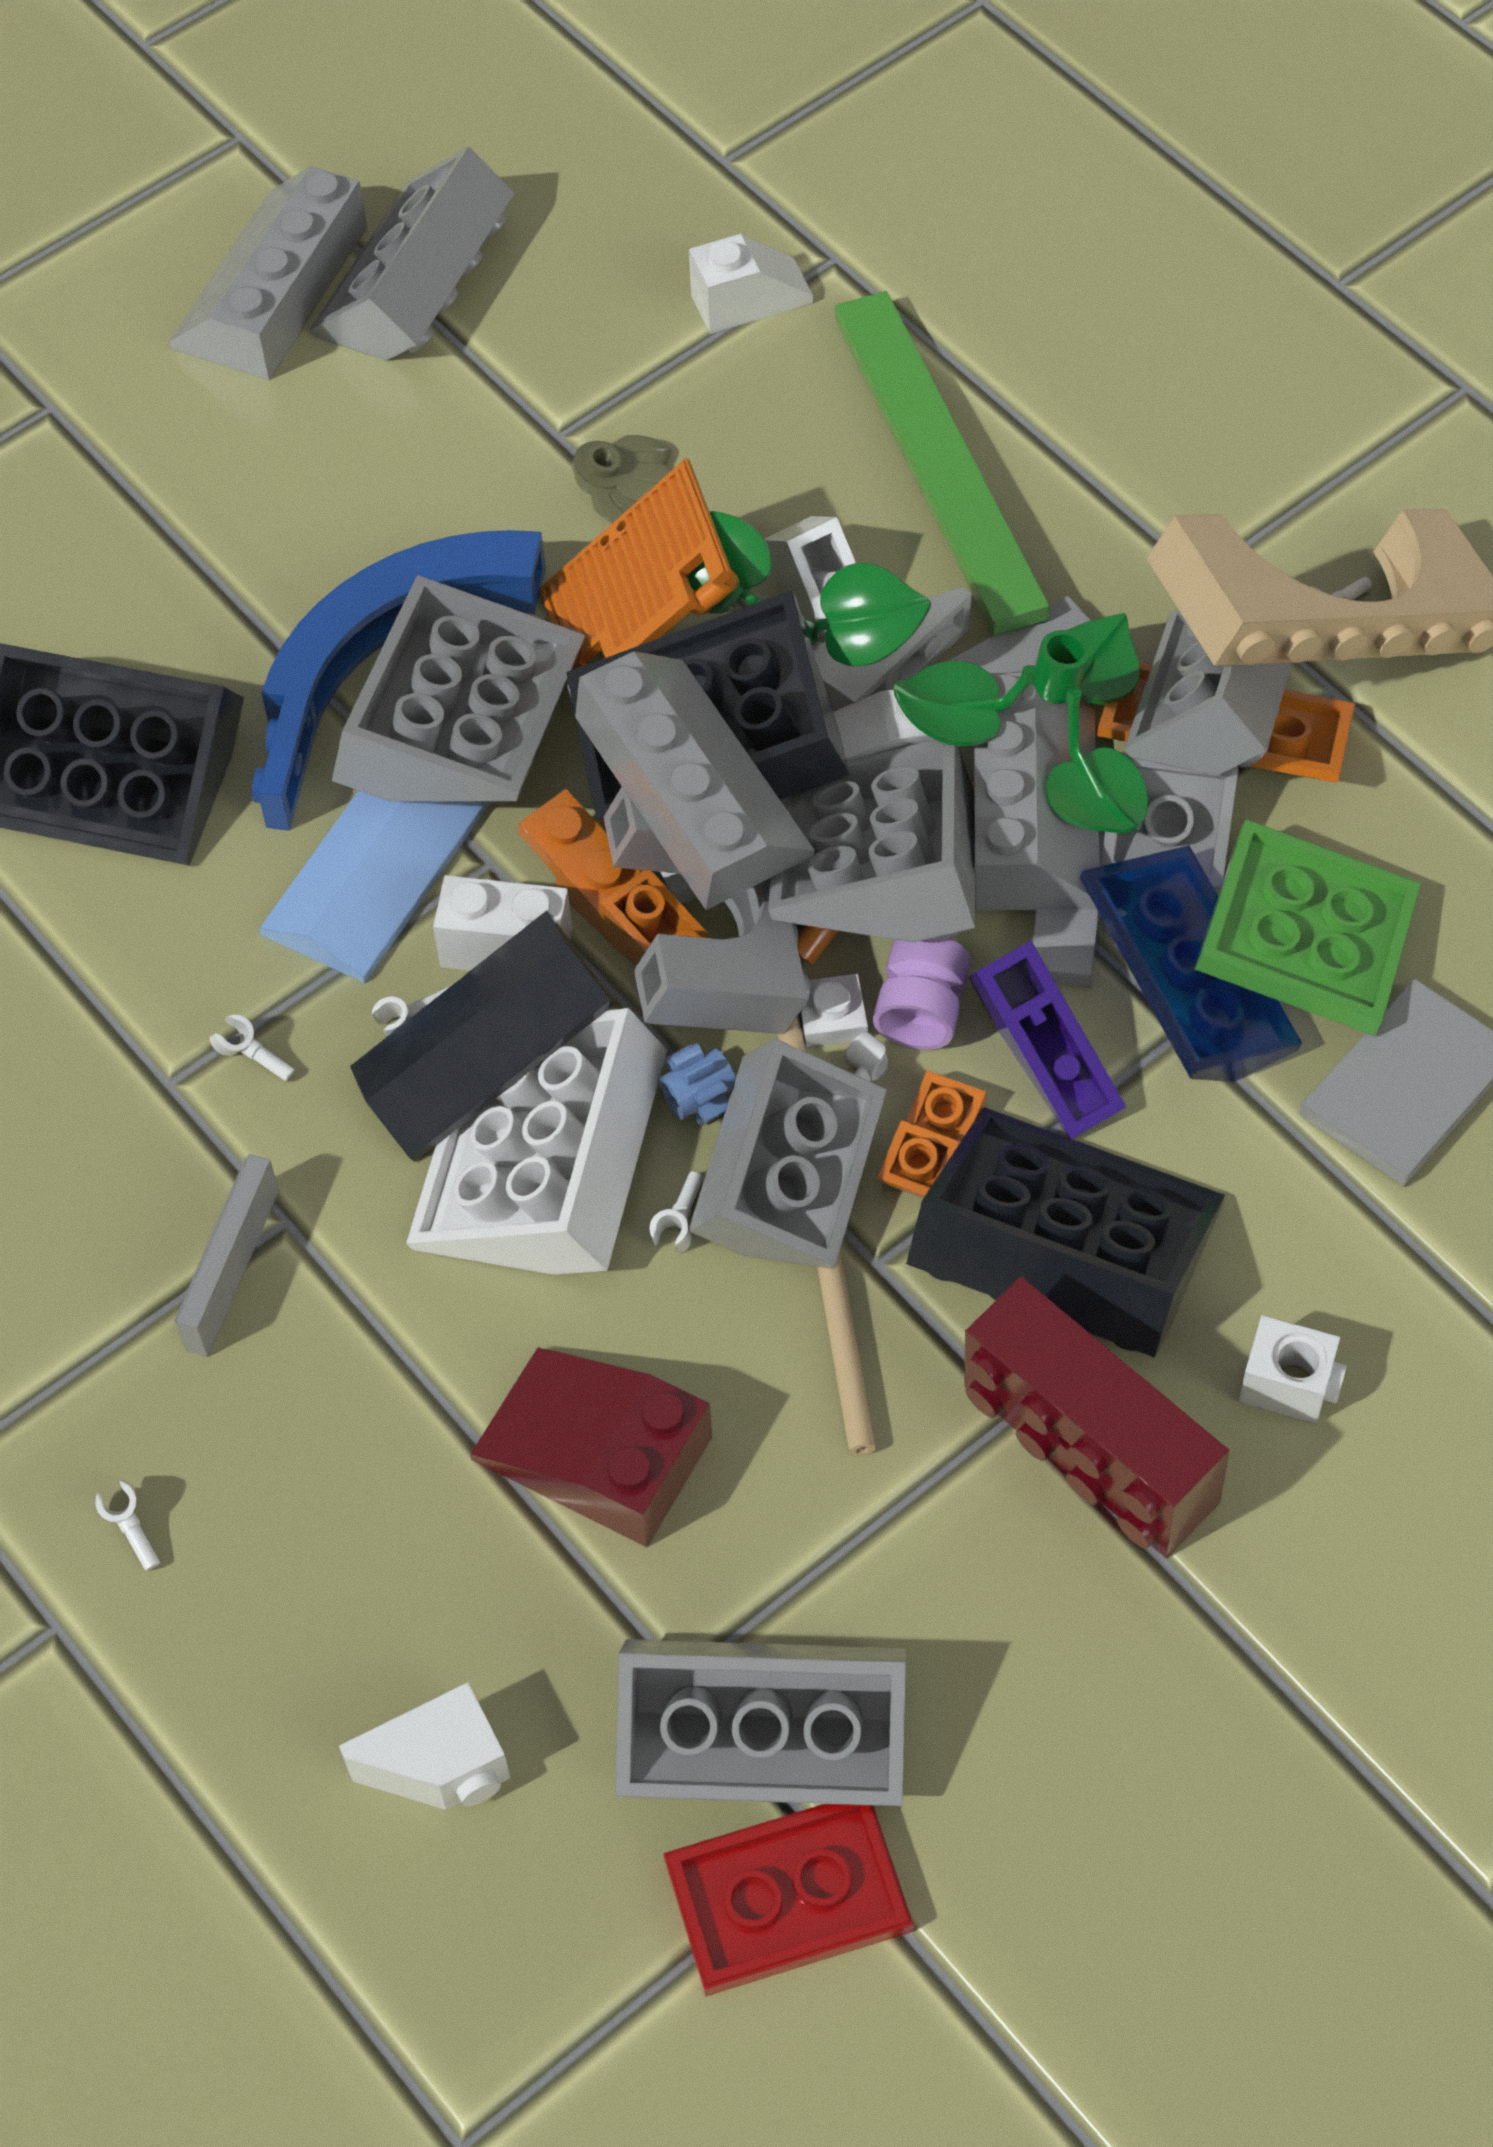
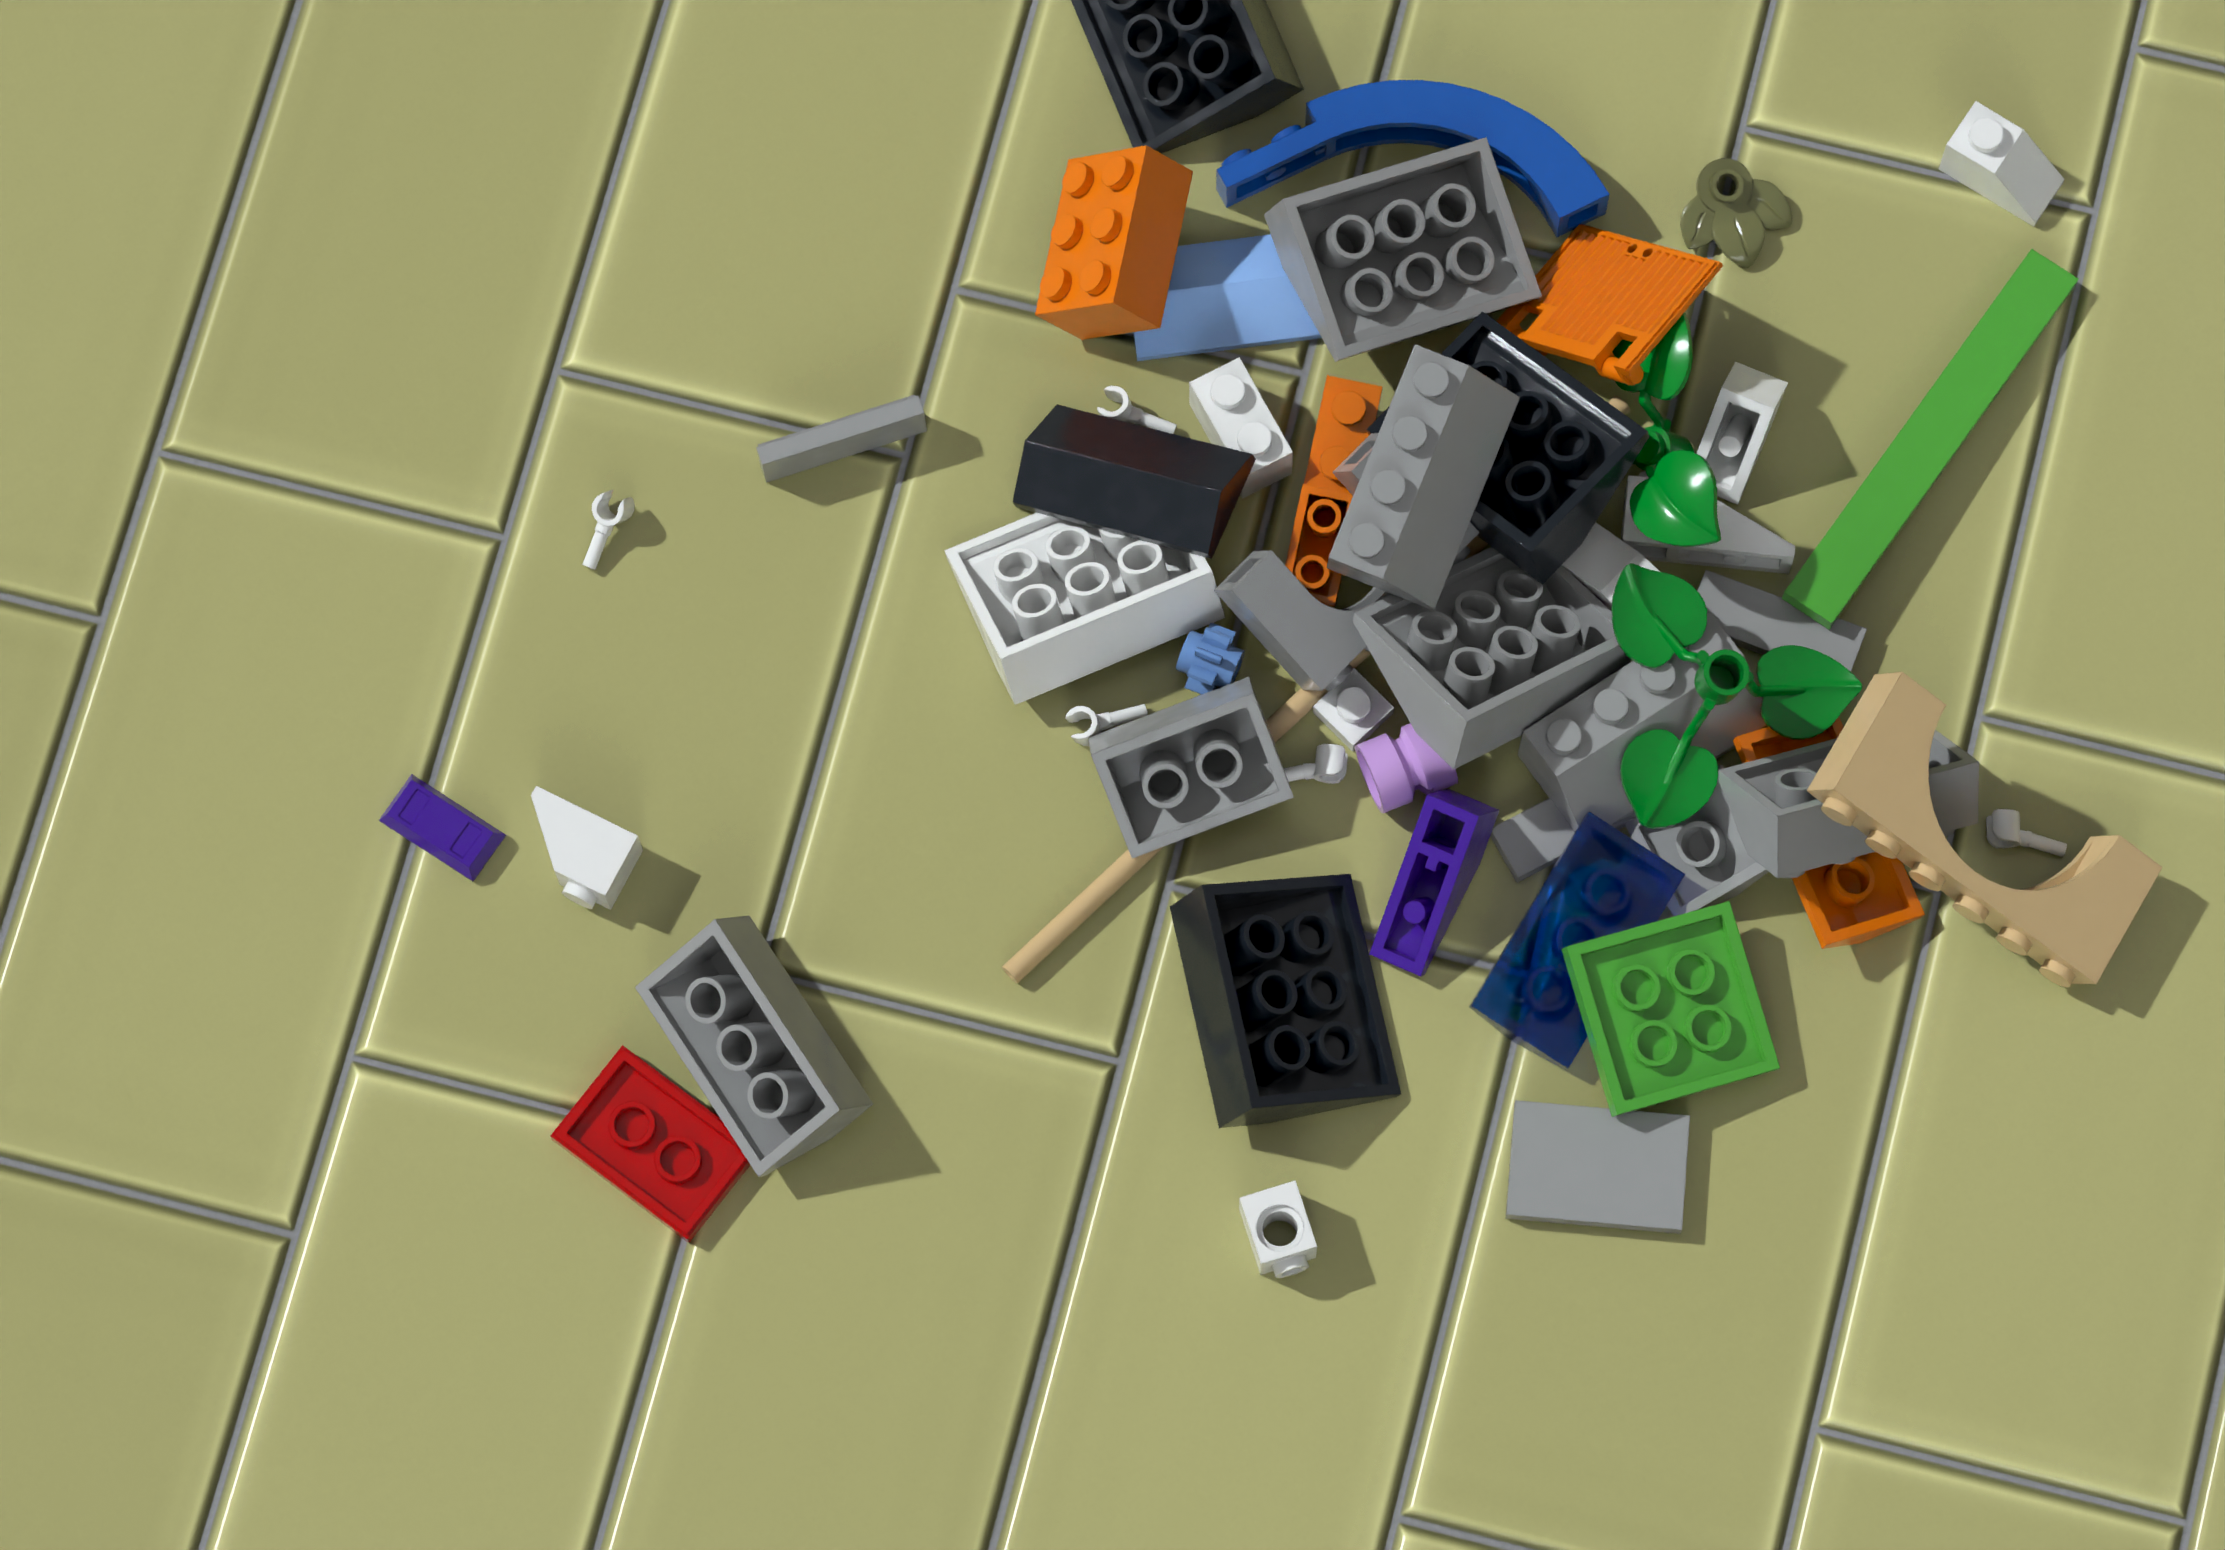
camera: 55 degrees right, 15 degrees up
(250, 1047) = (1018, 327): white hand -> none
(252, 908) = (1114, 243): none -> orange brick
(296, 1885) = (442, 827): none -> dark purple tile
(597, 1440) = (883, 790): dark red slope -> none
(931, 1133) = (1297, 852): orange slope -> none
(1093, 1418) = (1127, 1114): dark red piece -> none

